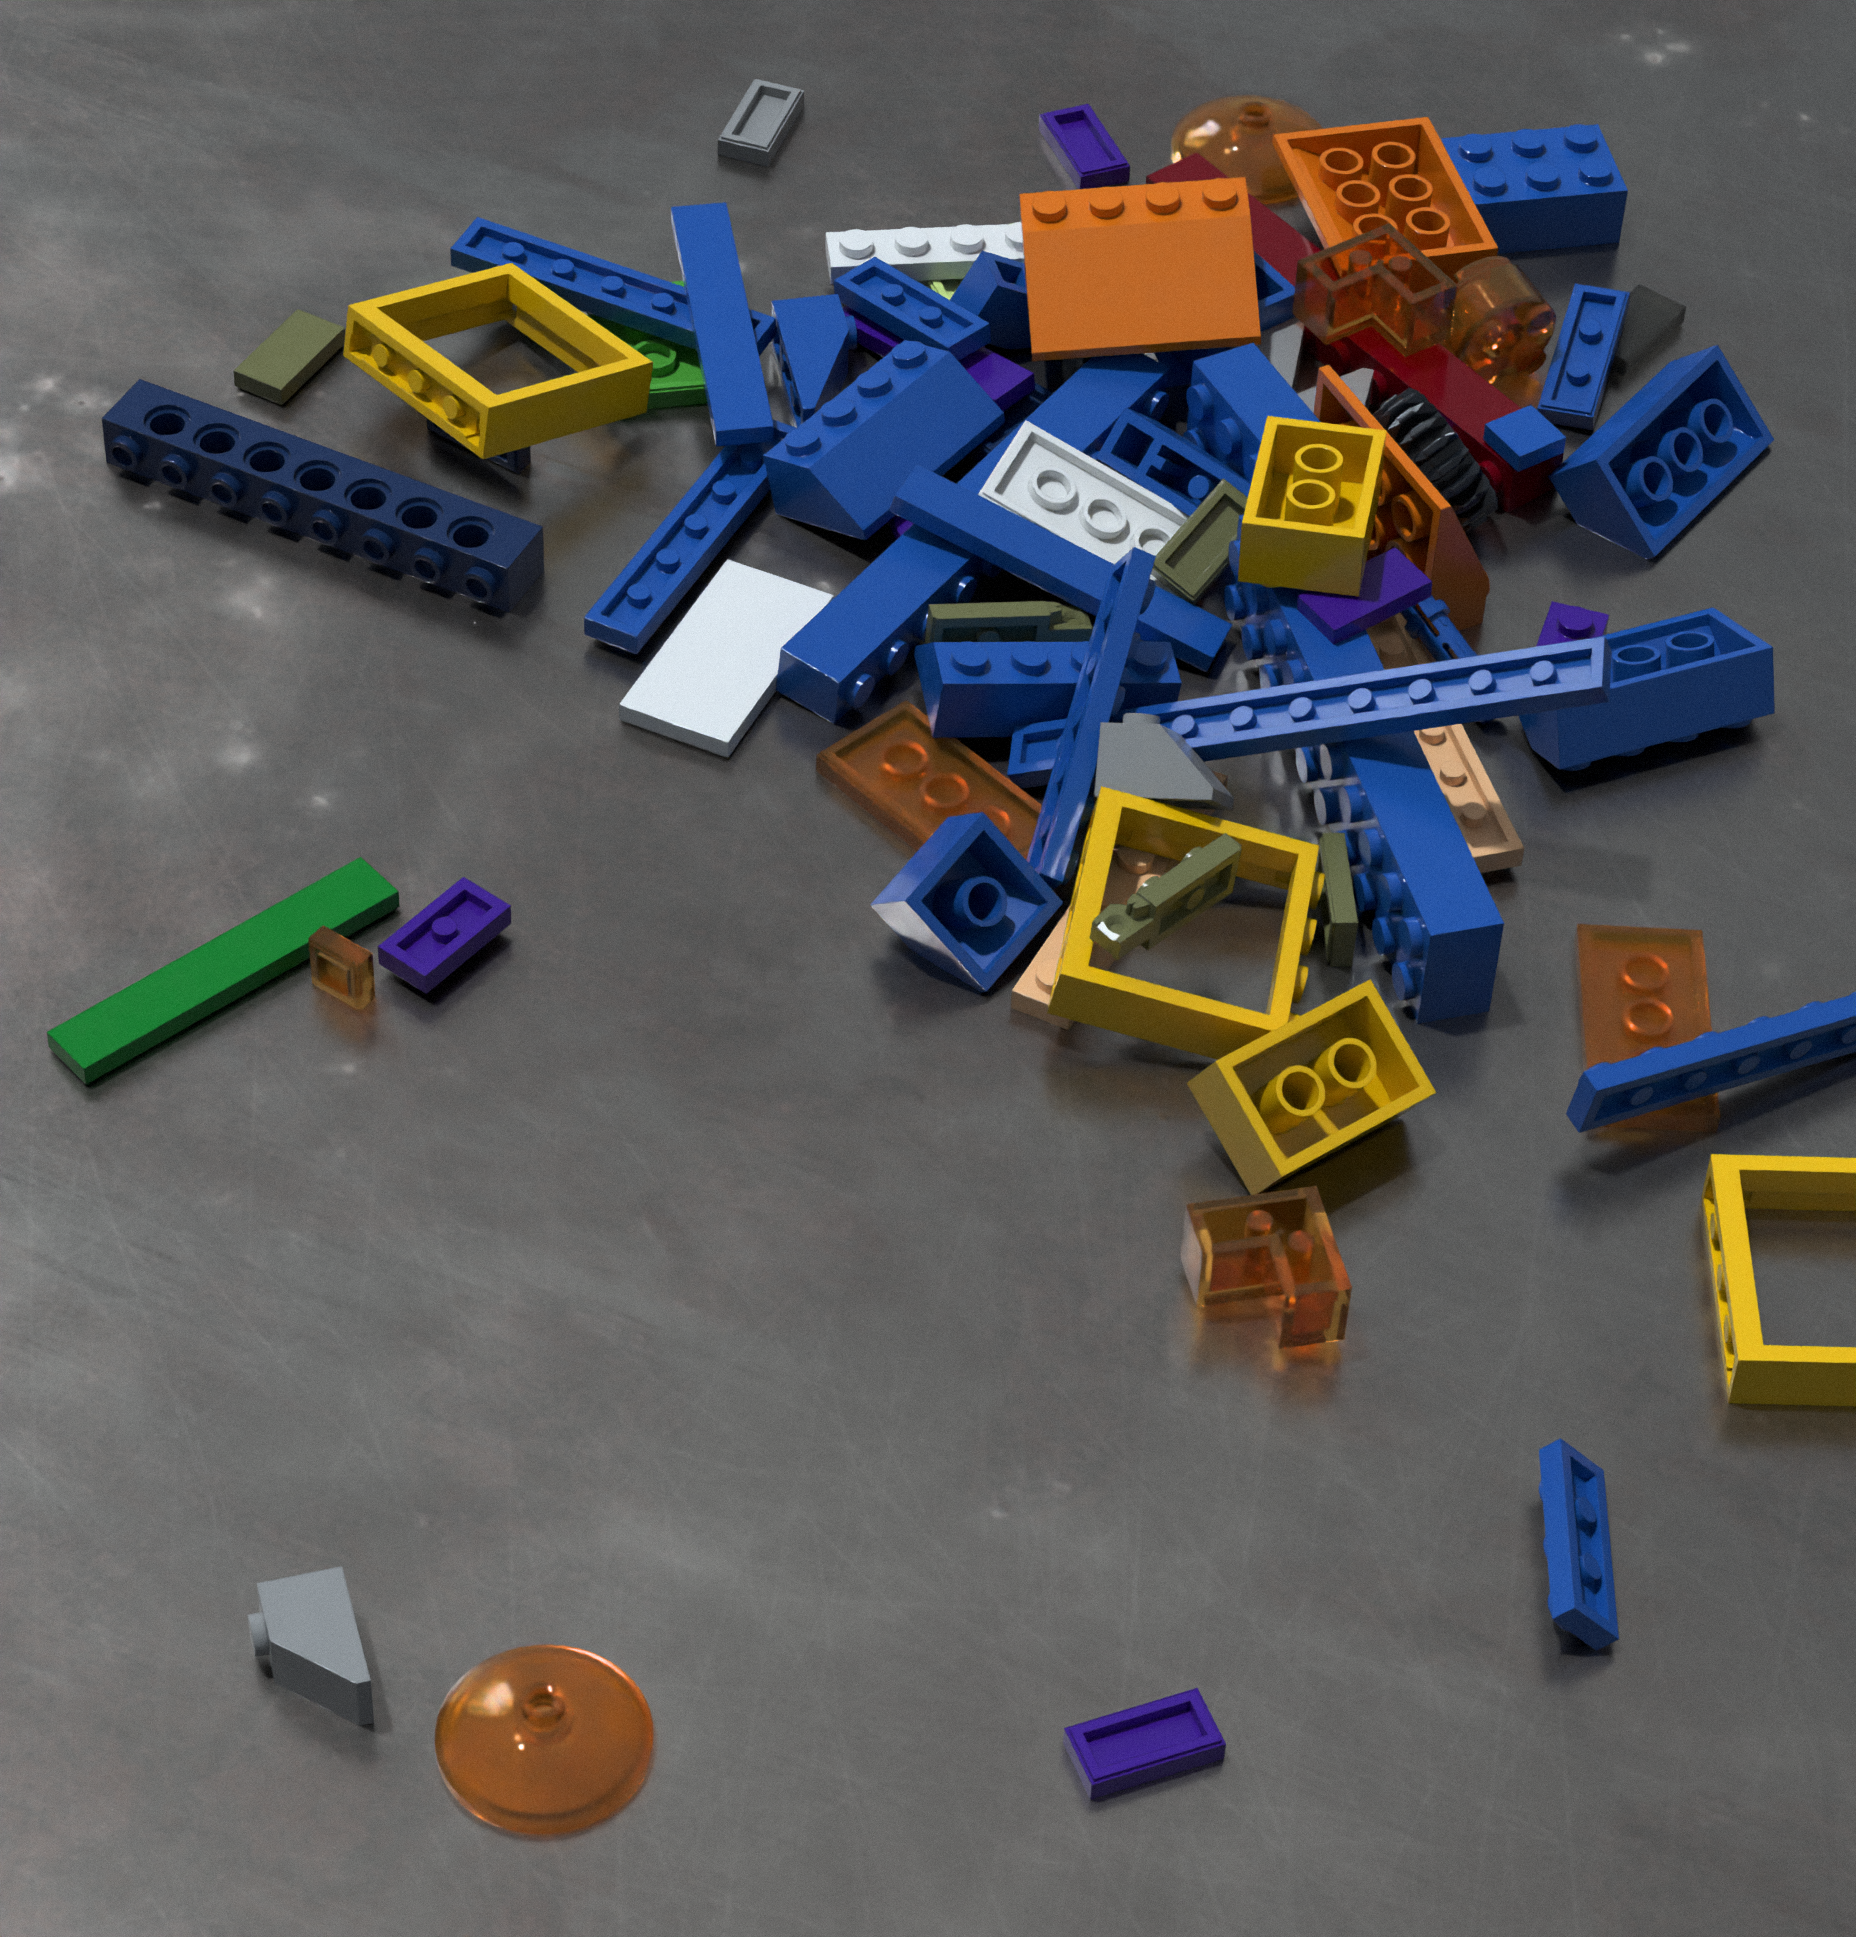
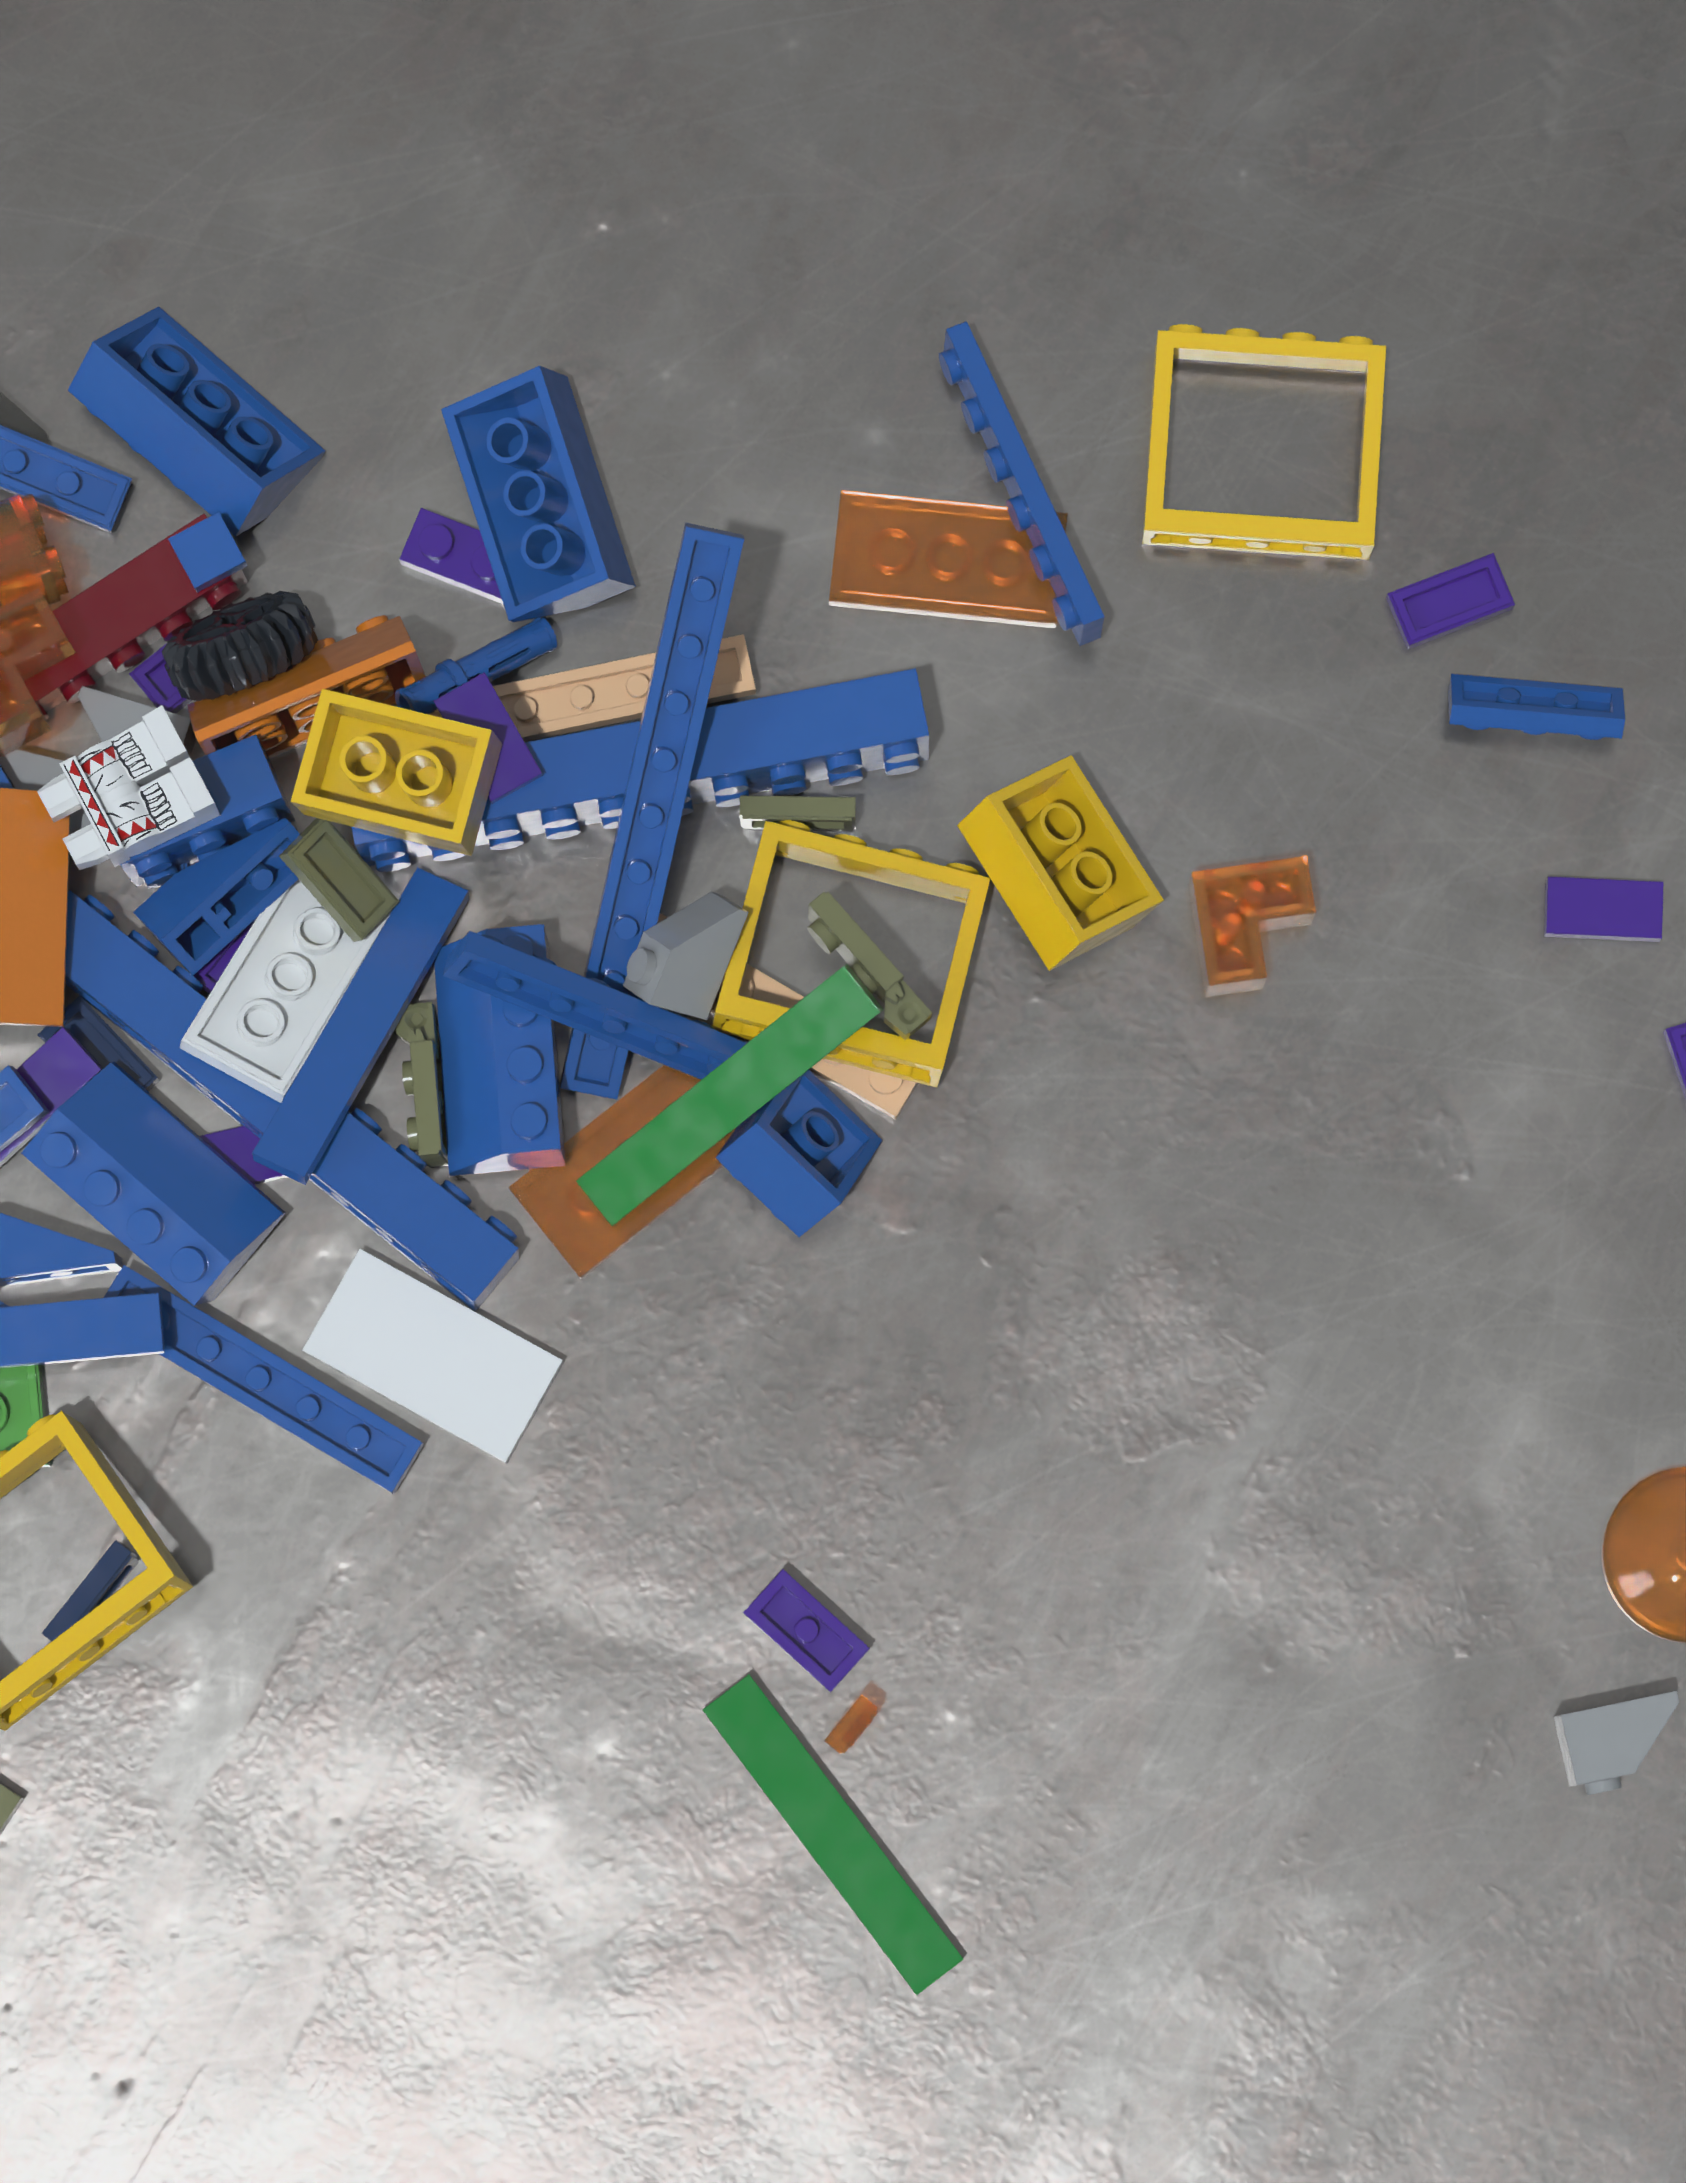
camera: 80 degrees left, 35 degrees up
(324, 495) = (69, 1927): dark blue brick -> none
(1022, 811) = (729, 1094): none -> green tile
(1262, 343) = (133, 790): none -> white hips
(1339, 1628) = (1603, 909): none -> dark purple tile
(1693, 1473) = (1450, 601): none -> dark purple tile

